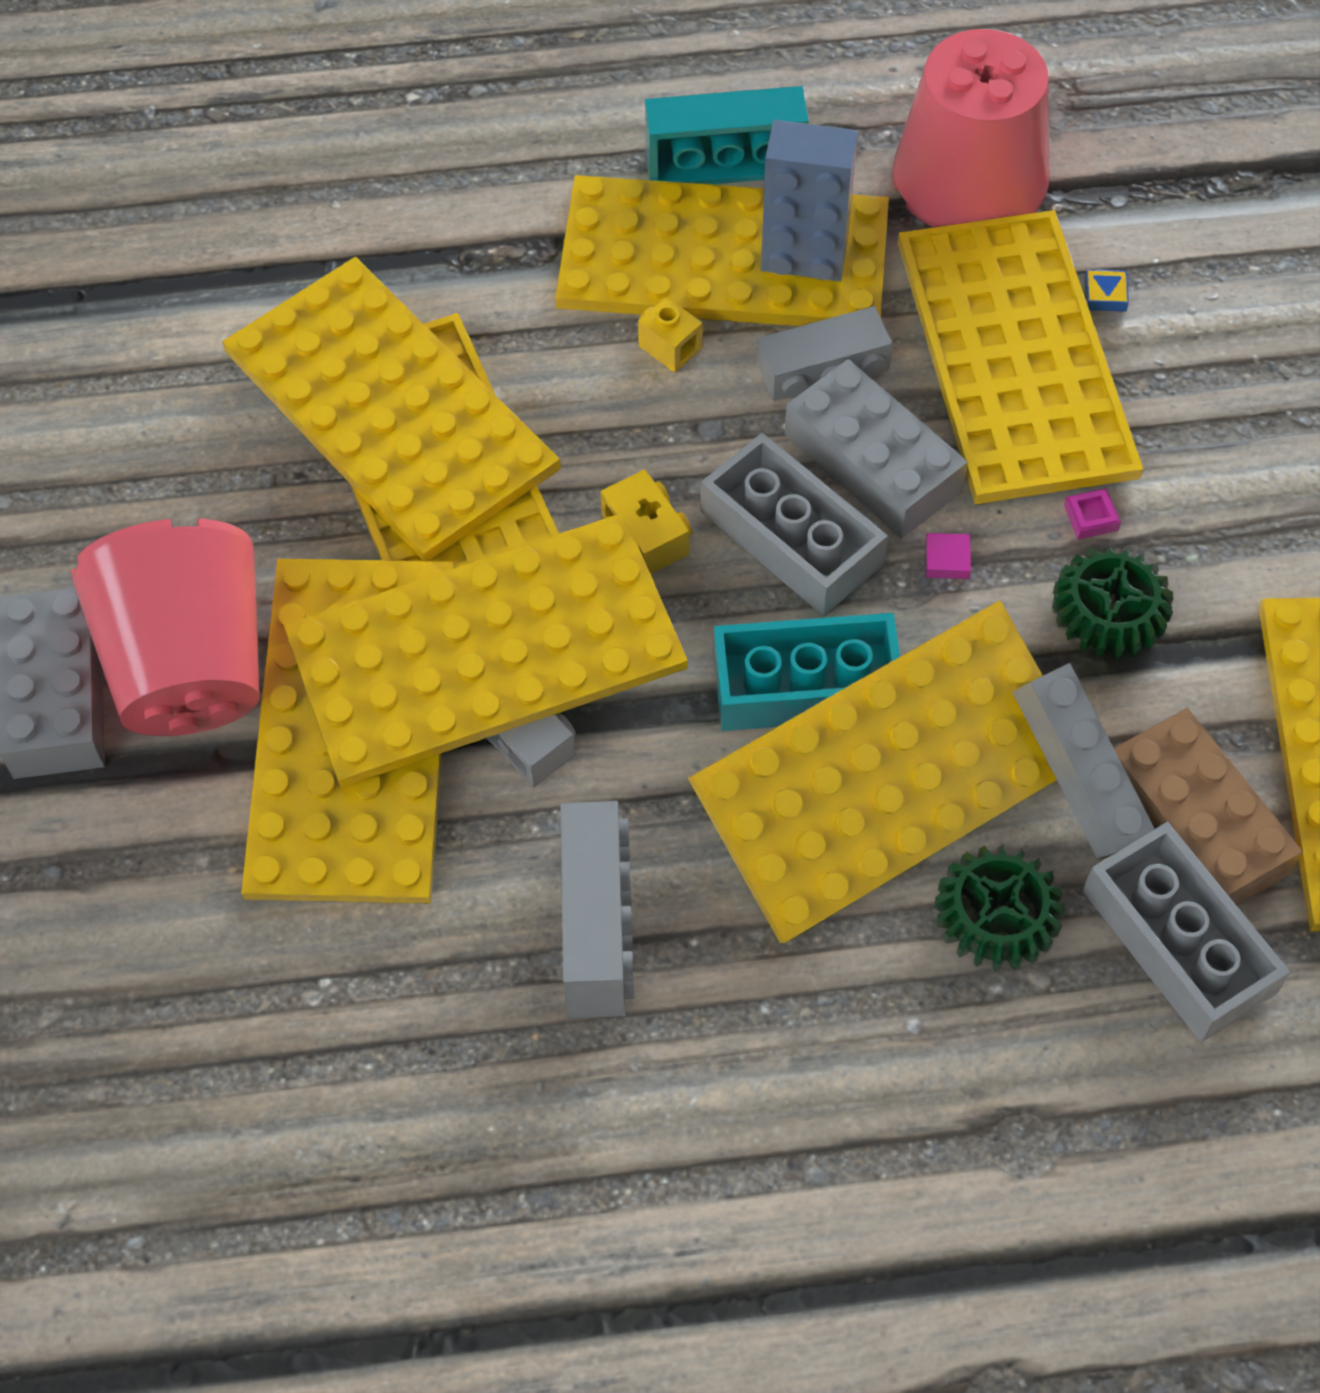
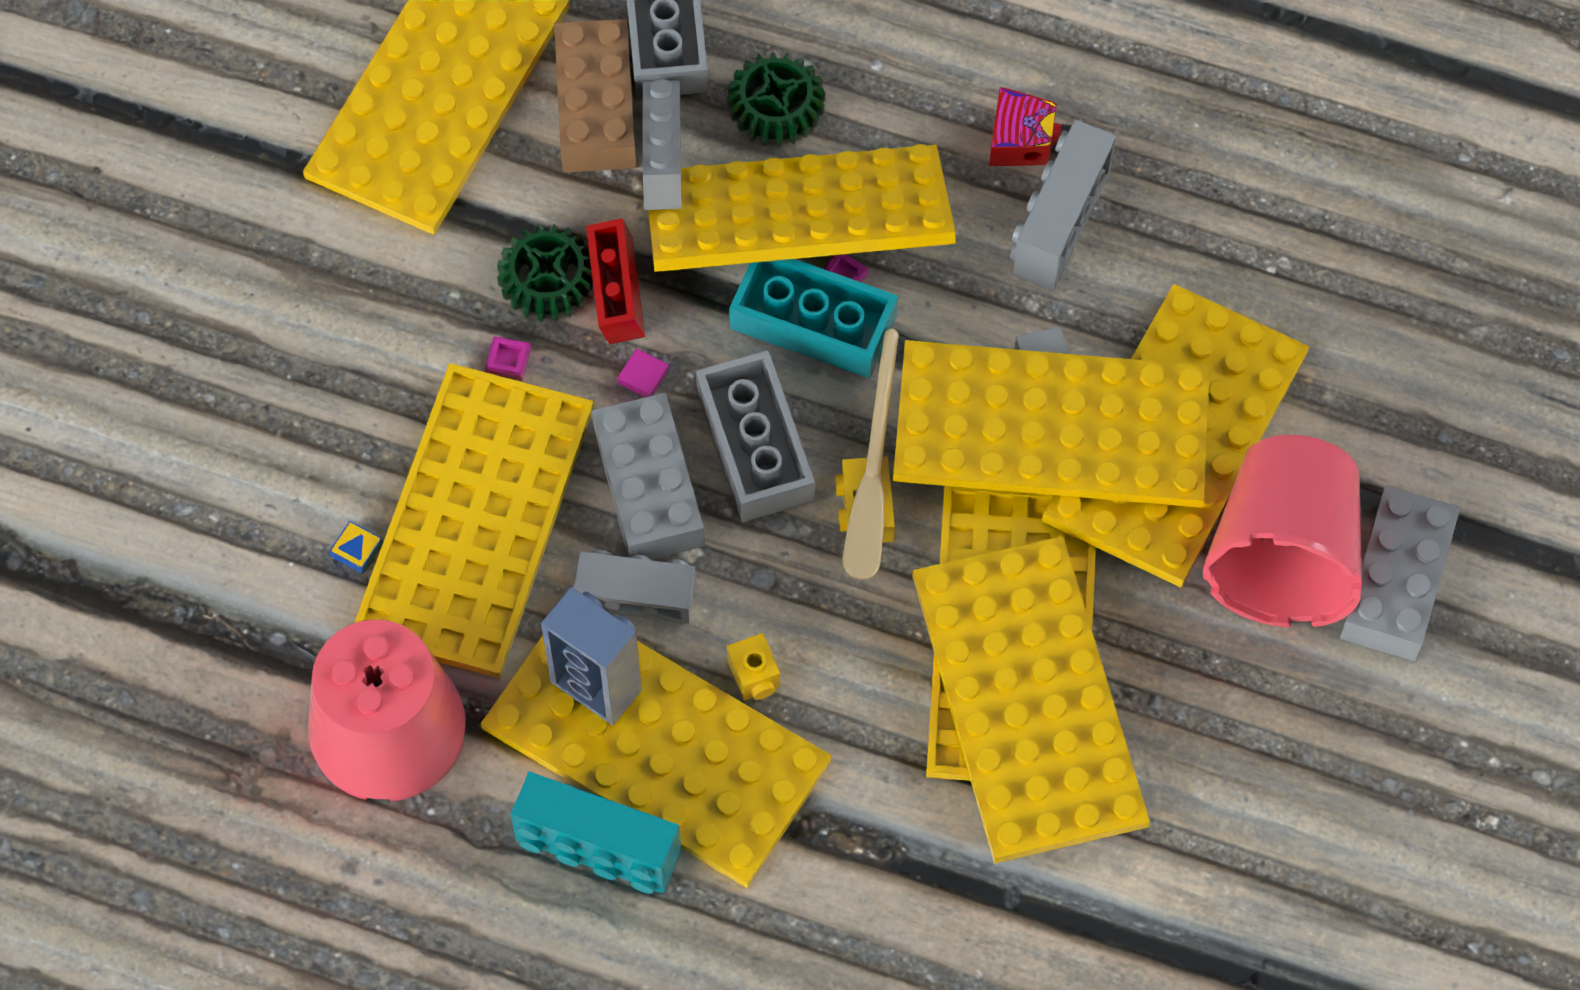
camera: 155 degrees left, 5 degrees up
(630, 477) = (866, 520): none -> tan piece
(689, 1004) = (1024, 130): none -> torso
(1039, 609) = (615, 281): none -> red brick

